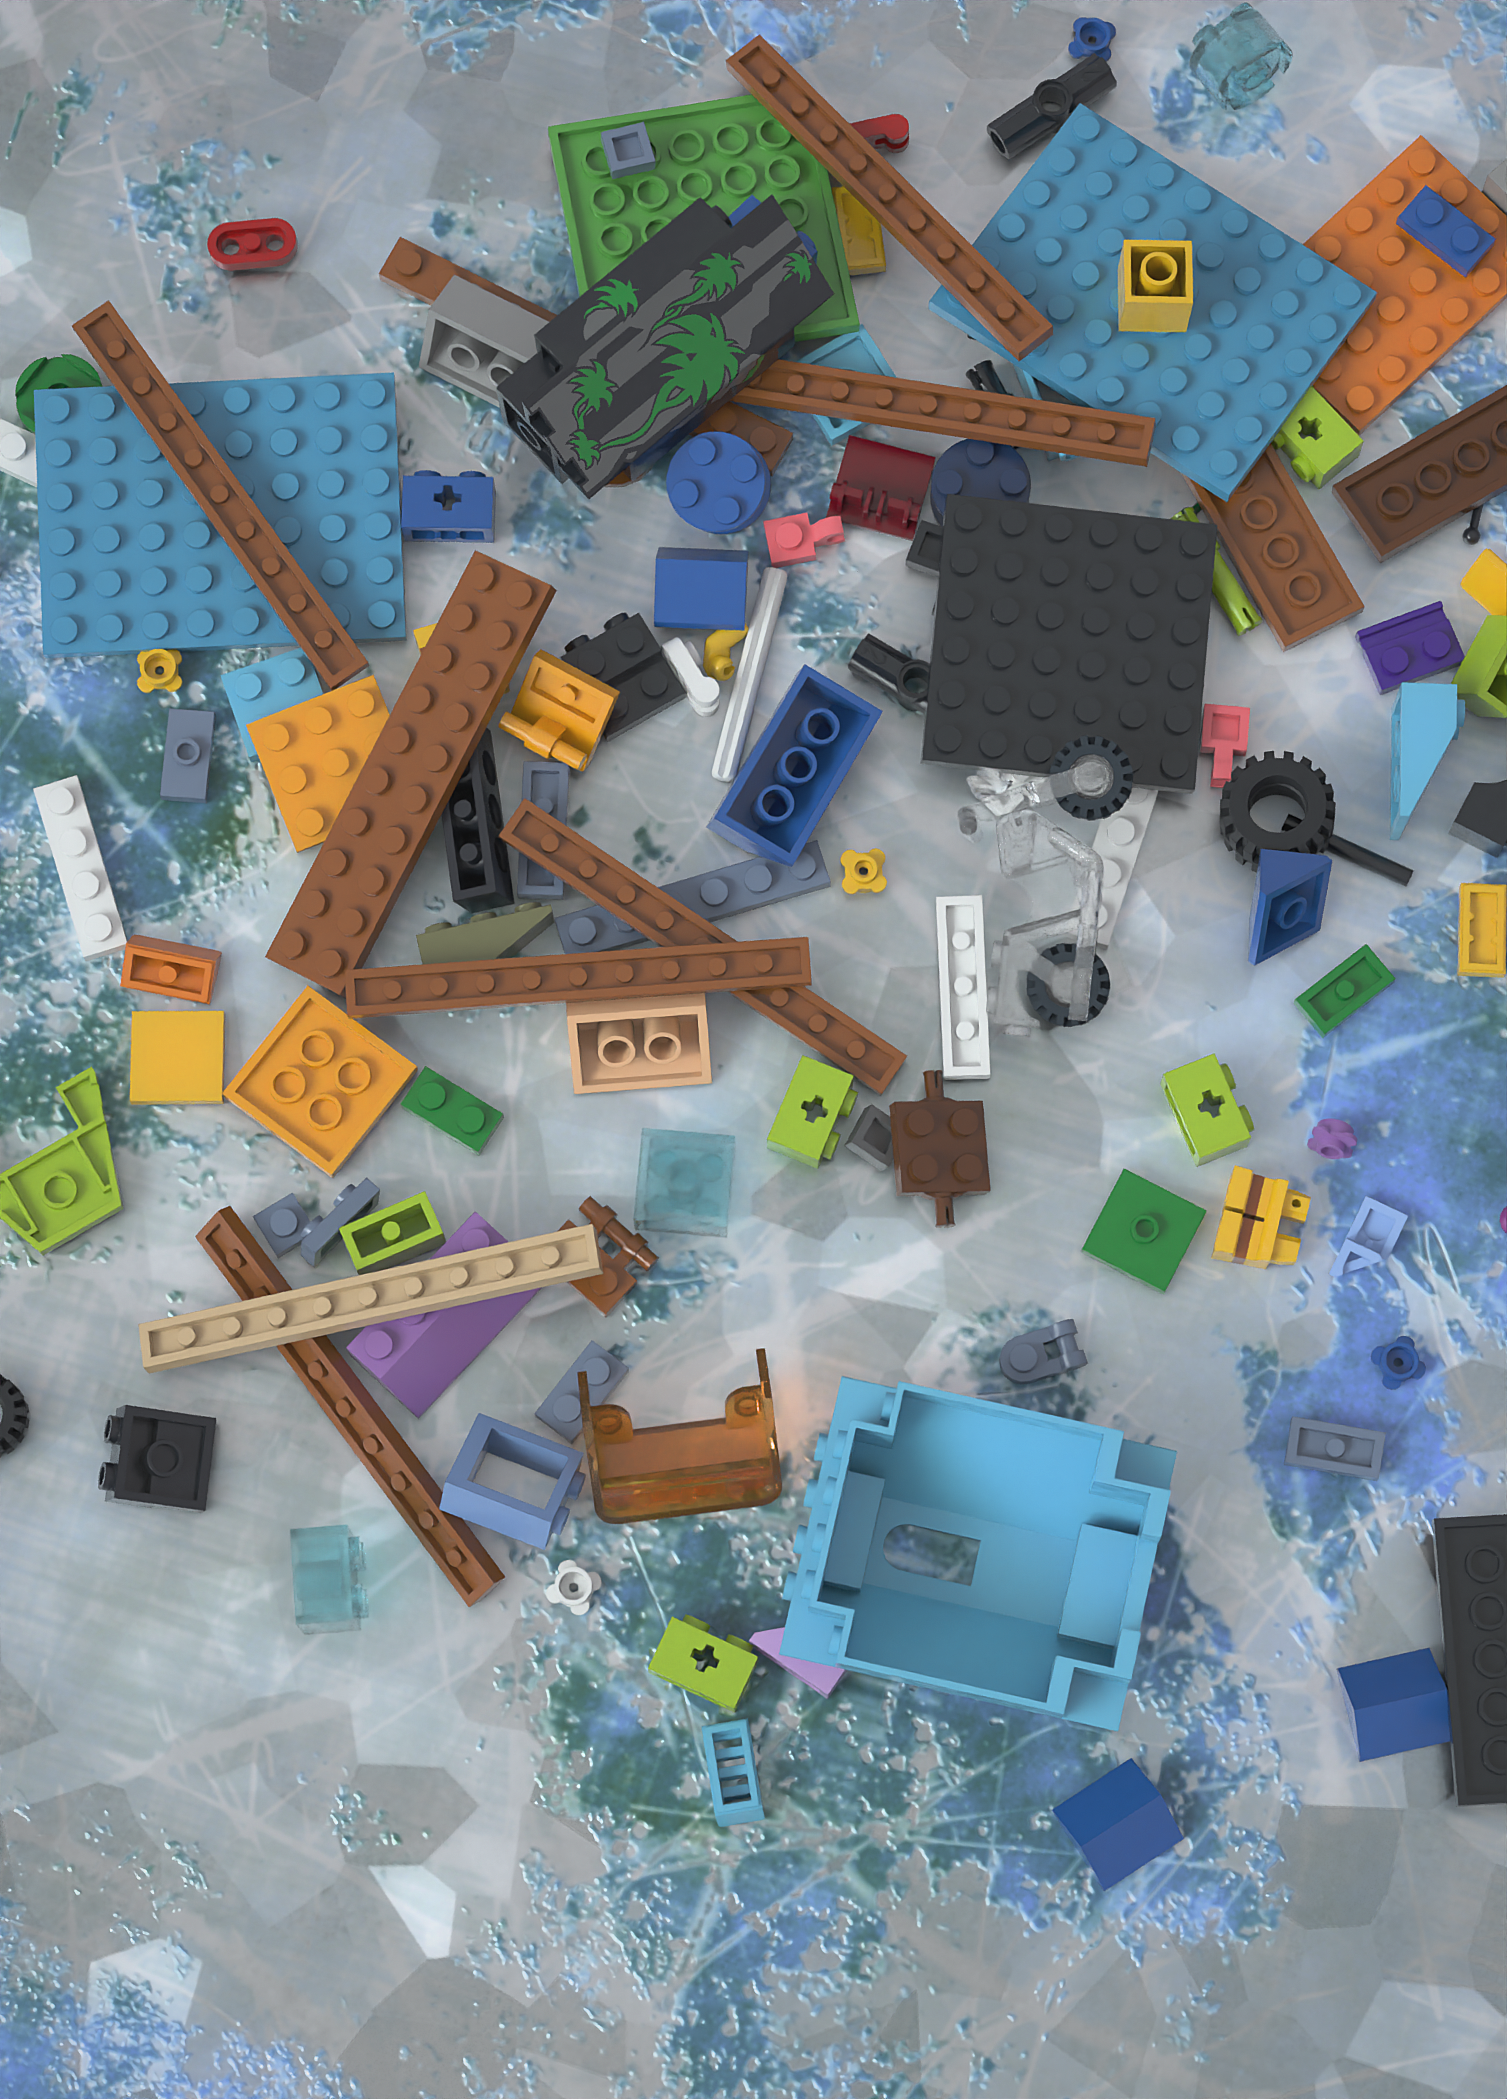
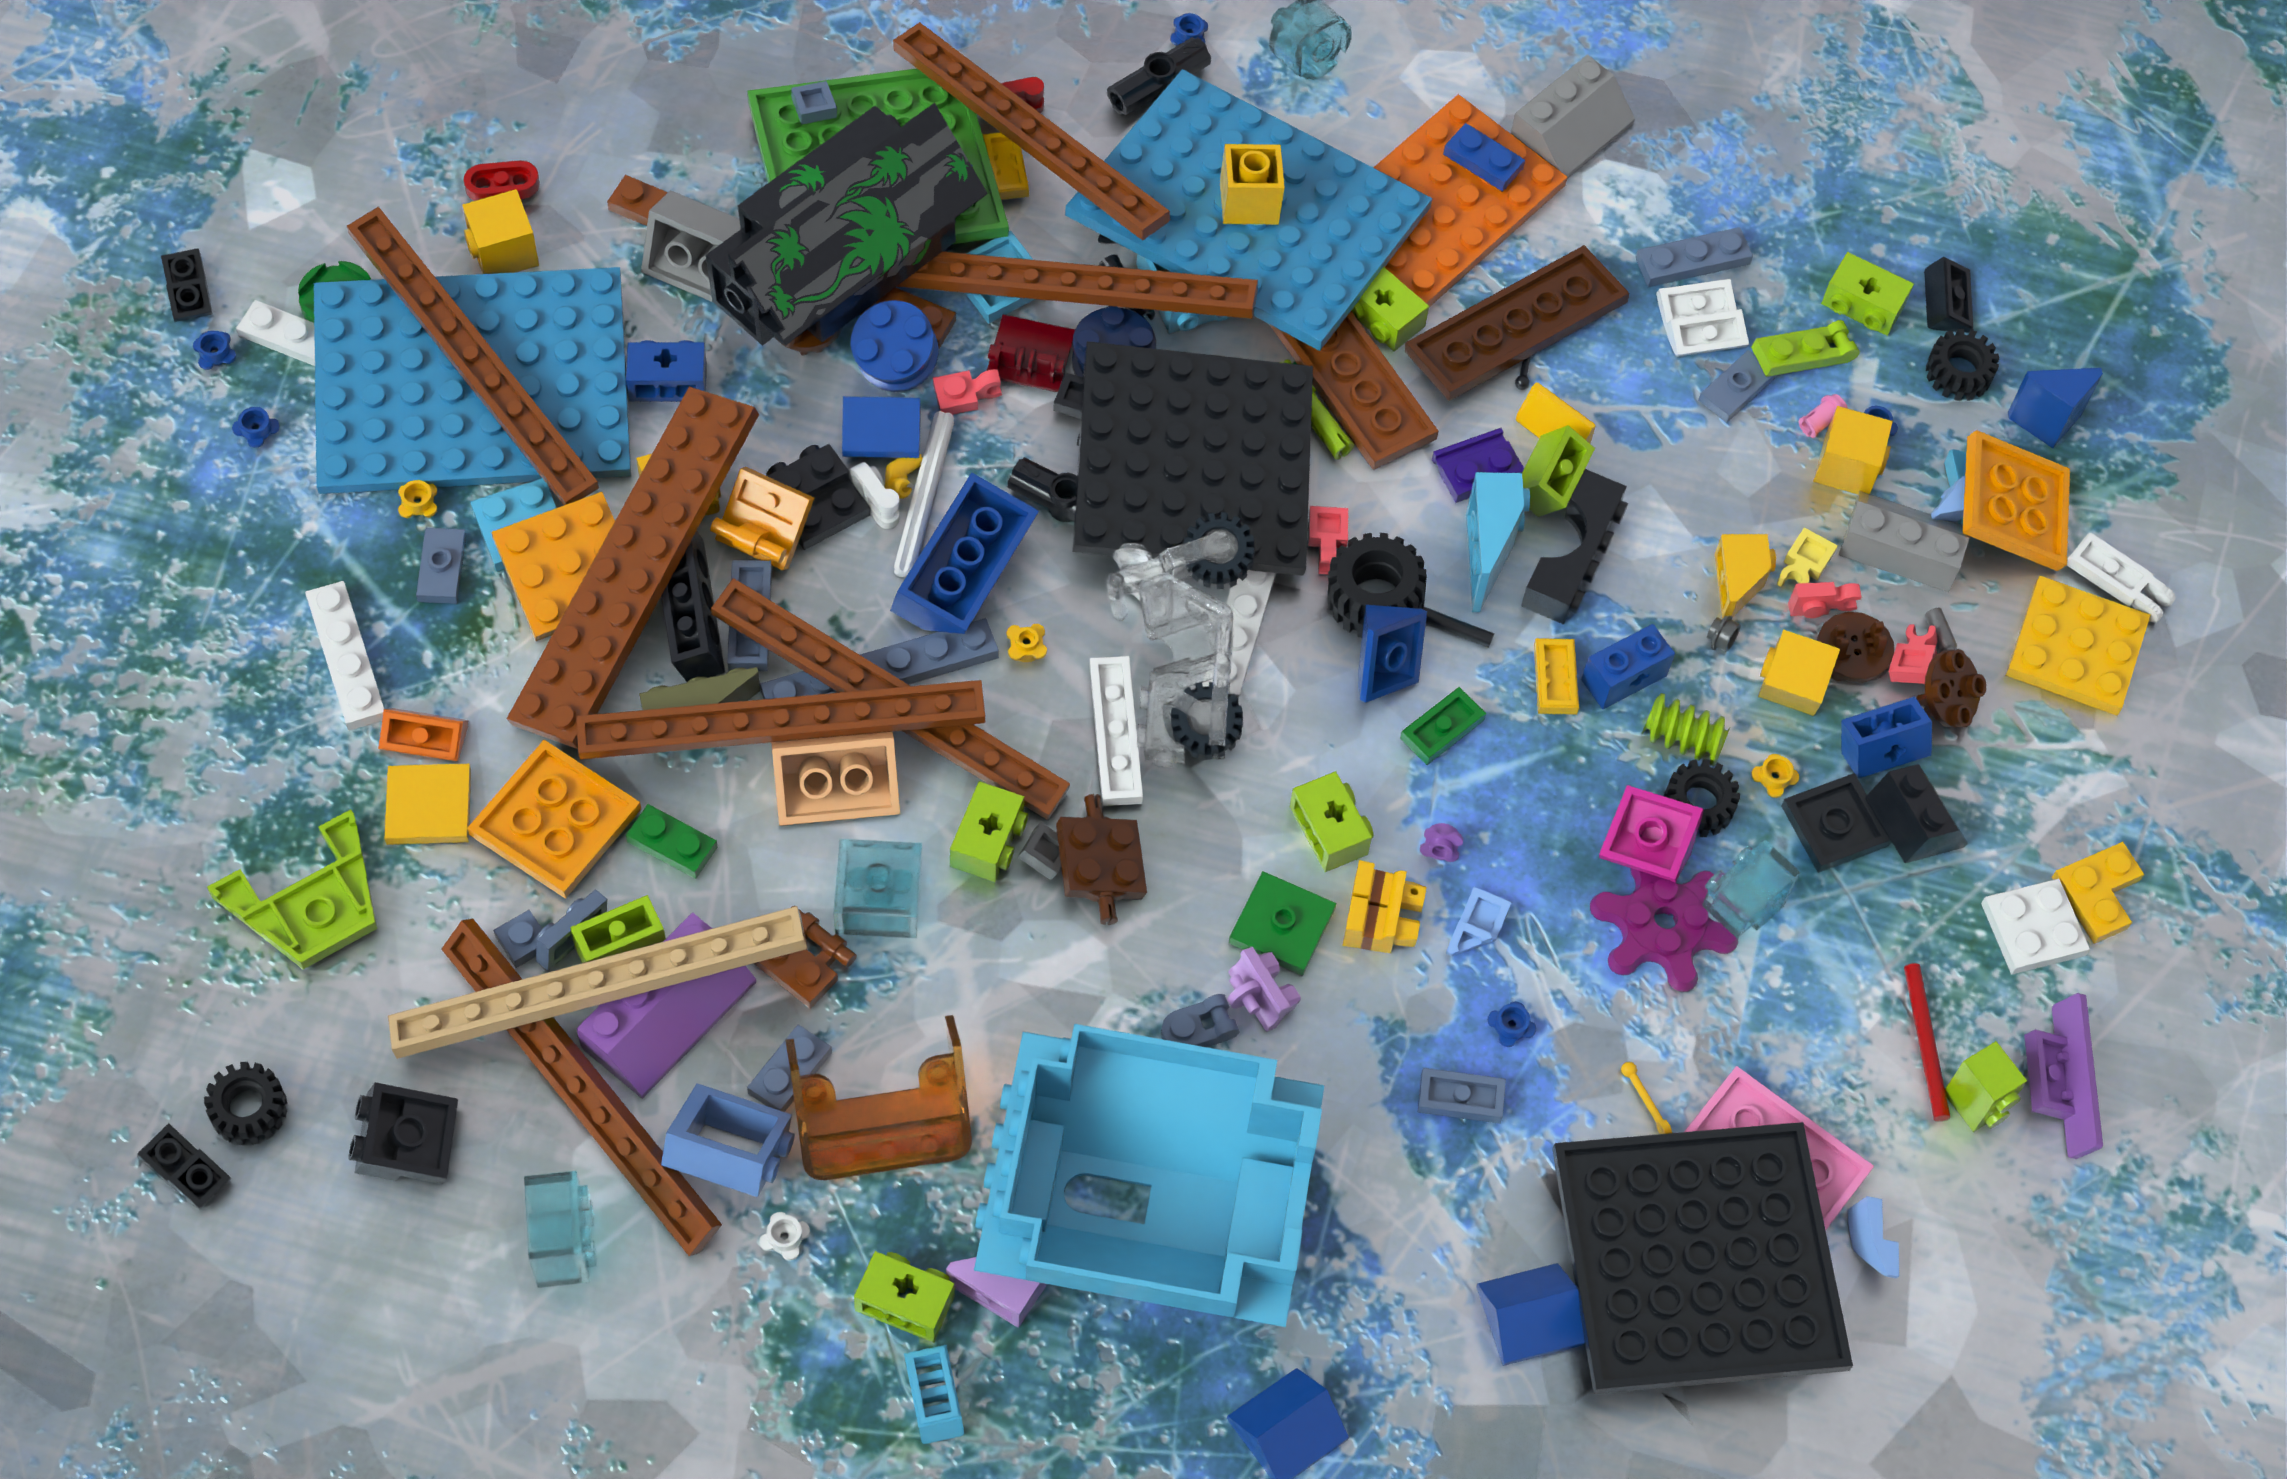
camera: 10 degrees left, 15 degrees down
(251, 323) = (500, 234): none -> yellow head
(1110, 1316) = (1258, 991): none -> lavender hips

